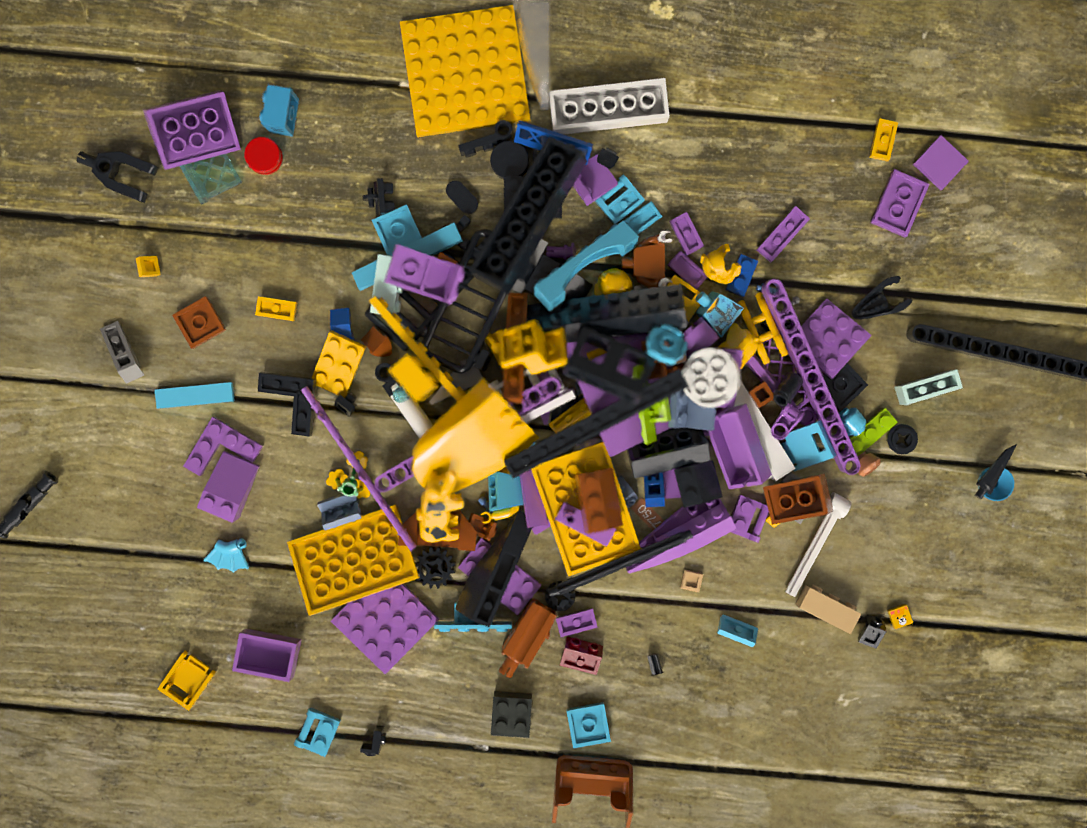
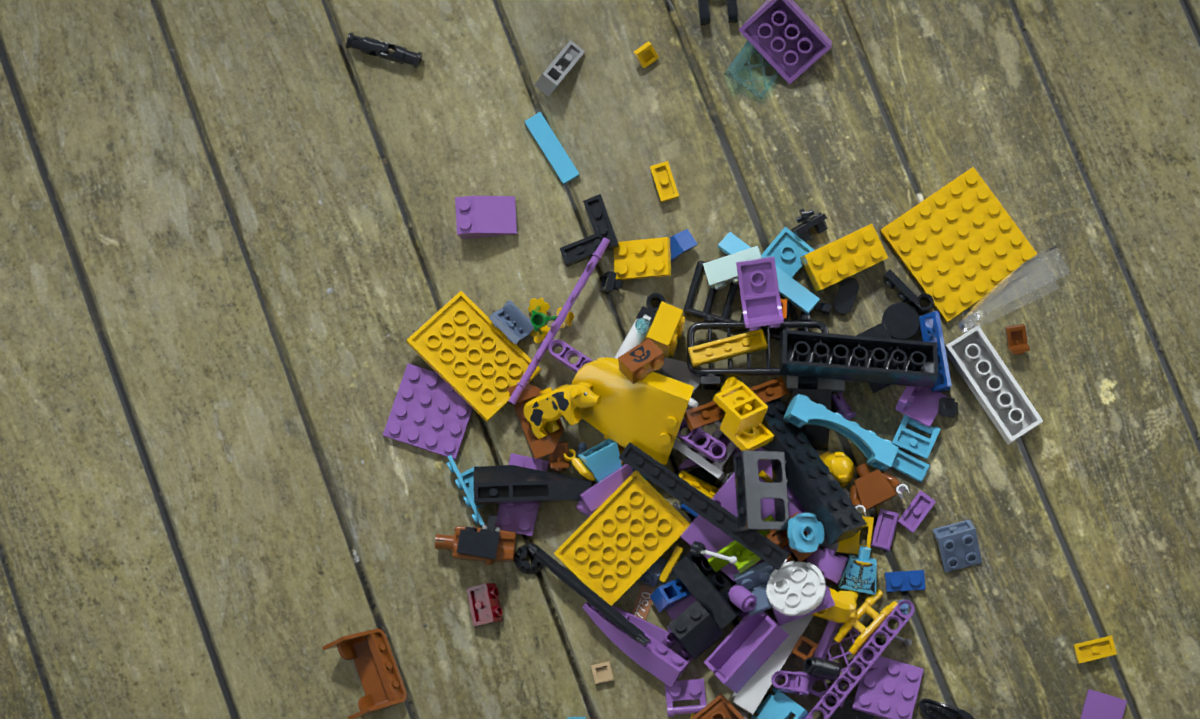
camera: 70 degrees right, 10 degrees down
(190, 677) = (296, 265): yellow container -> none
(199, 322) = (618, 121): dark orange plate -> none
(214, 435) = (524, 181): medium lavender plate -> none
(228, 555) = (423, 245): medium azure arm -> none
(263, 155) = (794, 106): red head -> none
(266, 655) = (351, 321): medium lavender piece -> none
(279, 110) = (840, 101): dark azure brick -> none
(323, 735) = (303, 406): medium azure plate -> none
(377, 343) = (678, 284): dark orange tile -> none
(379, 739) = (321, 457): black bracket -> none
(418, 348) = (692, 320): yellow plate -> none
(426, 181) = (844, 257): none -> yellow brick
(436, 417) = (641, 361): none -> dark orange brick
(441, 572) = (492, 430): black gear -> none
(459, 329) = (727, 348): none -> yellow tile
(511, 714) = (401, 565): pearl dark grey brick -> none
(530, 639) = (482, 543): none -> black hinge
(572, 518) = (608, 544): medium lavender piece -> none
(576, 622) = (513, 584): medium lavender plate -> none
(577, 64) = (1017, 339): none -> dark orange bracket
(588, 725) = (423, 642): medium azure plate -> none
(598, 500) = (636, 543): dark orange slope -> none
(627, 475) = (671, 563): none -> yellow tile
(631, 447) = (699, 550): none -> hinge
(655, 664) = (509, 676): black piece -> none
(695, 429) = (742, 598): none -> medium lavender brick
(714, 266) = (899, 550): yellow helmet -> none
(733, 212) = (958, 545): none -> sand blue bracket
(783, 234) = (961, 599): medium lavender plate -> none
(809, 416) = (807, 702): medium lavender tile -> none
(899, 203) = (1045, 694): medium lavender tile -> none

